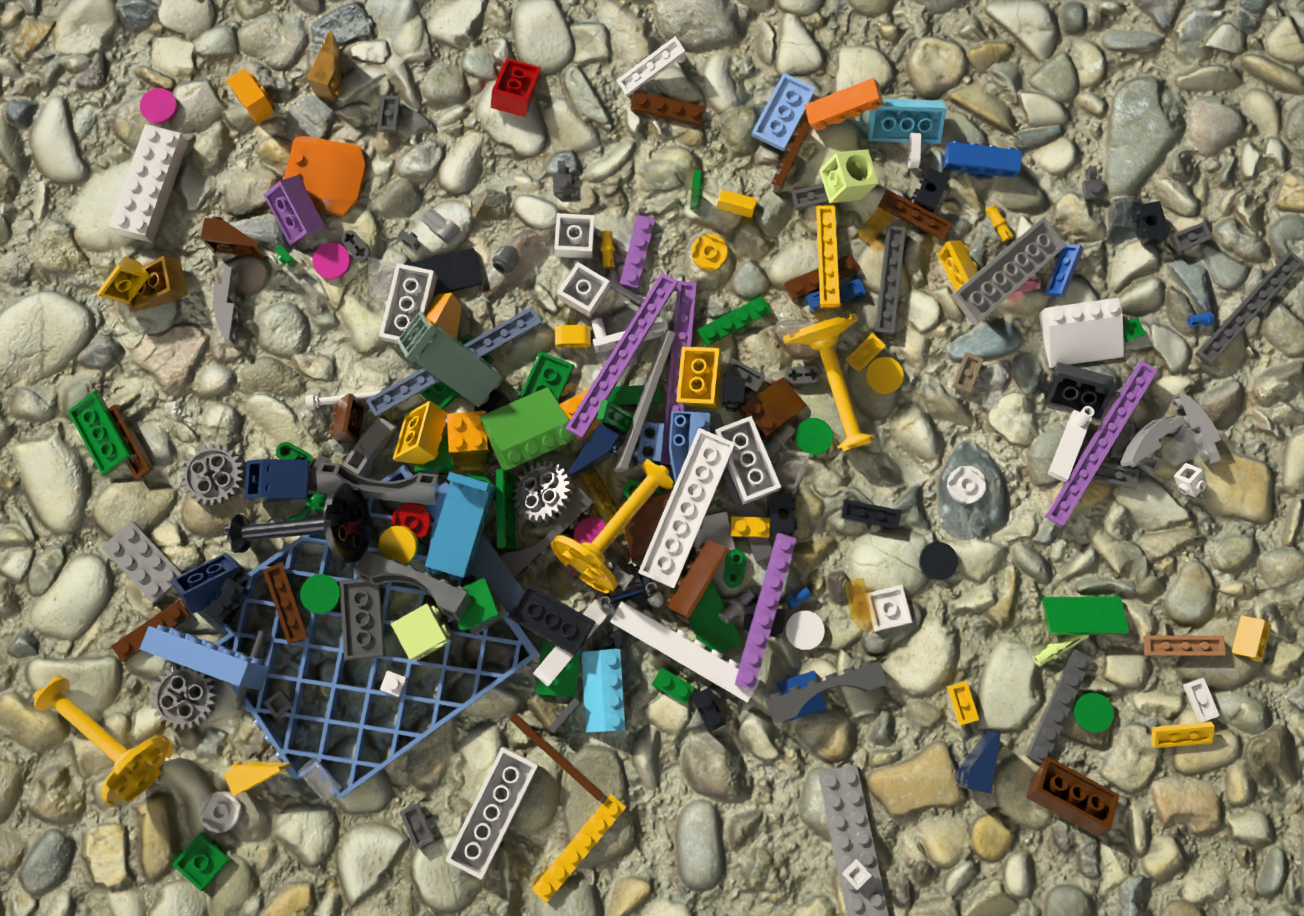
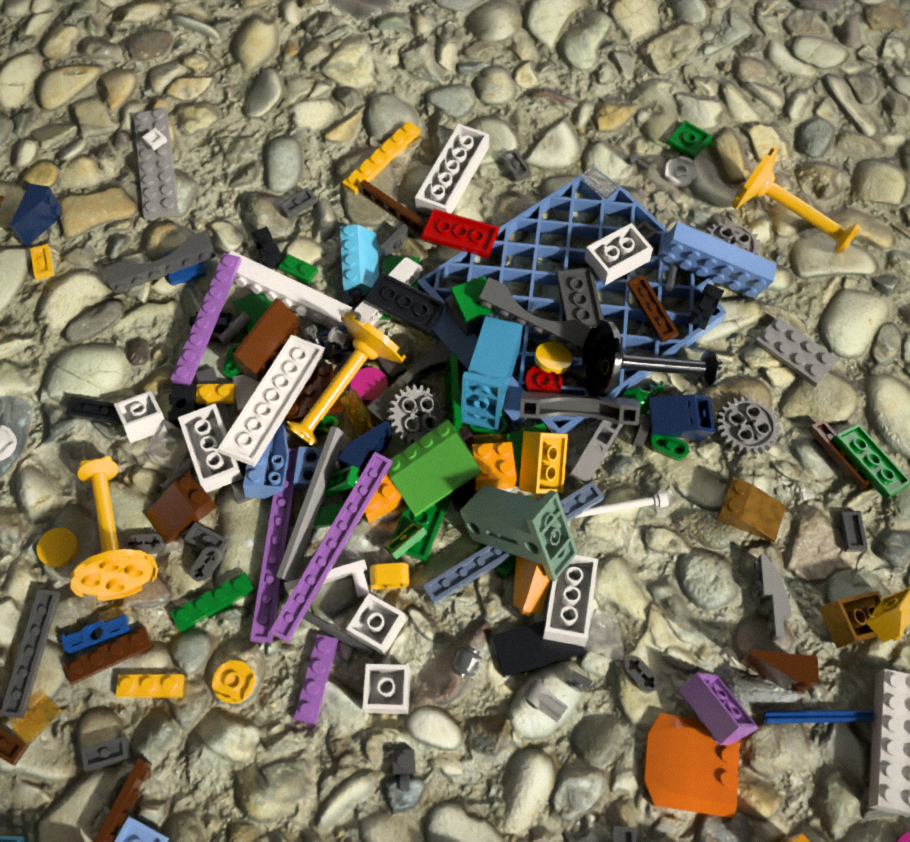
camera: 175 degrees left, 15 degrees down
(137, 367) = (853, 531): none -> dark grey tile
(169, 617) = (773, 296): reddish brown plate -> none
(203, 583) = (731, 327): dark blue slope -> none
(210, 208) = (818, 716): none -> blue axle
(229, 388) = (751, 510): none -> pearl gold slope
(248, 775) = (656, 189): yellow slope -> none
(273, 833) = (634, 158): none -> dark grey hand
(284, 257) = (719, 656): green plate -> none
(311, 670) = (618, 253): none -> white brick
(320, 594) = (624, 316): green tile -> none
(331, 261) = (666, 656): dark pink tile -> none
(348, 419) = (620, 474): reddish brown slope -> none
(393, 683) = (545, 252): white plate -> none
(422, 632) = (524, 280): yellowish green brick -> none
(487, 714) = (460, 233): none -> red tile
(556, 364) = (405, 540): none -> green plate
(607, 249) = (350, 678): yellow pin -> none
(677, 777) = (298, 202): none -> dark grey plate
(697, 189) = (239, 743): green plate -> none
(700, 377) = (253, 532): yellow slope -> none
(733, 394) = (218, 514): black brick -> none
(736, 203) = (196, 743): yellow panel -> none
(739, 349) = (203, 561): none -> dark grey beam
(781, 250) = (150, 686): none -> yellow plate
(798, 597) = (177, 338): blue pin -> none
(804, 630) = (174, 314): white tile -> none
(813, 436) = (142, 483): green tile -> none
(823, 502) = (139, 416): none -> white slope
(827, 256) = (95, 674): yellow plate -> none
(848, 176) = (52, 771): yellowish green brick -> none
(857, 599) = (121, 338): clear yellow plate -> none
(865, 353) = (62, 573): yellow plate -> none
(889, 608) = (94, 334): white tile -> none
(938, 561) = (39, 374): black tile -> none

